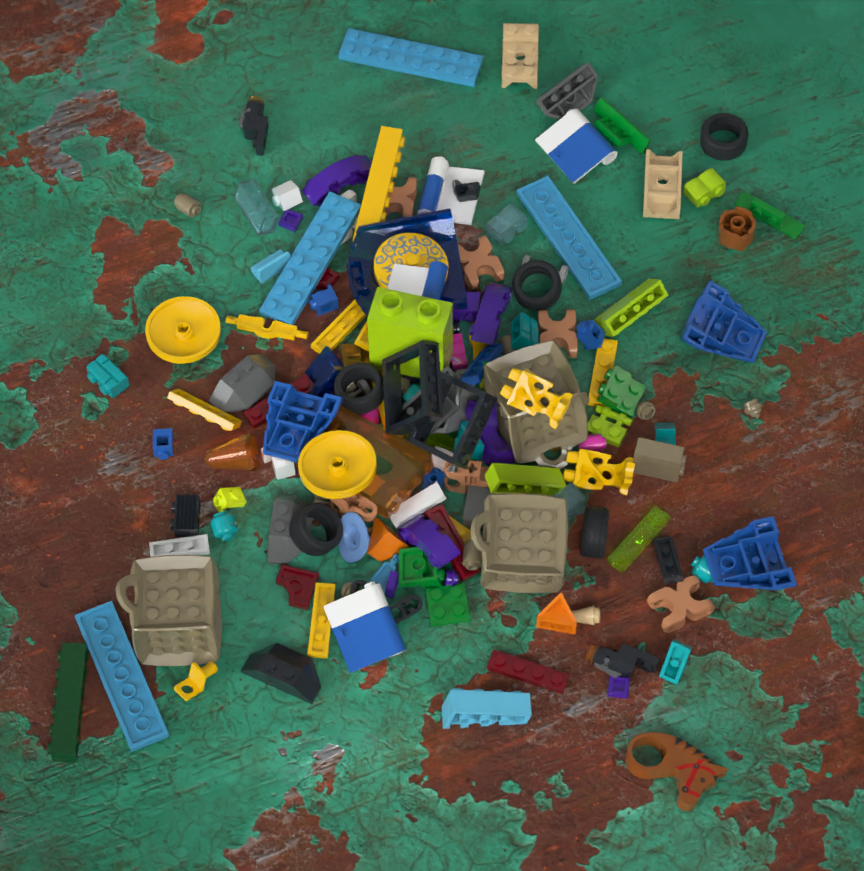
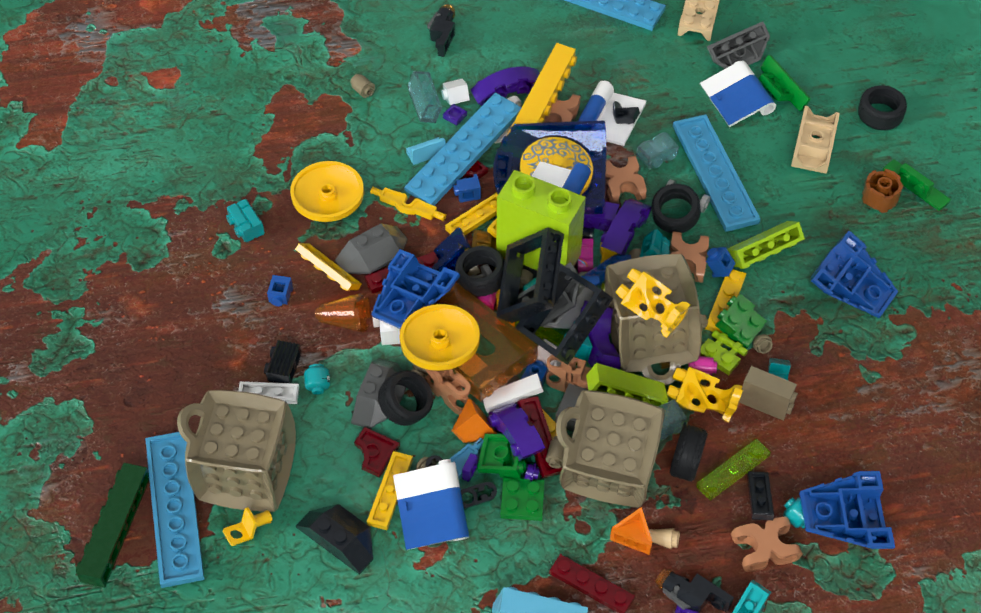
camera: 10 degrees right, 5 degrees down
(229, 498) = (329, 353): neon yellow bracket -> none
(354, 538) = (442, 414): medium blue hat -> none
(704, 188) = (856, 149): lime brick -> none
(753, 408) = (873, 361): dark tan plate -> none

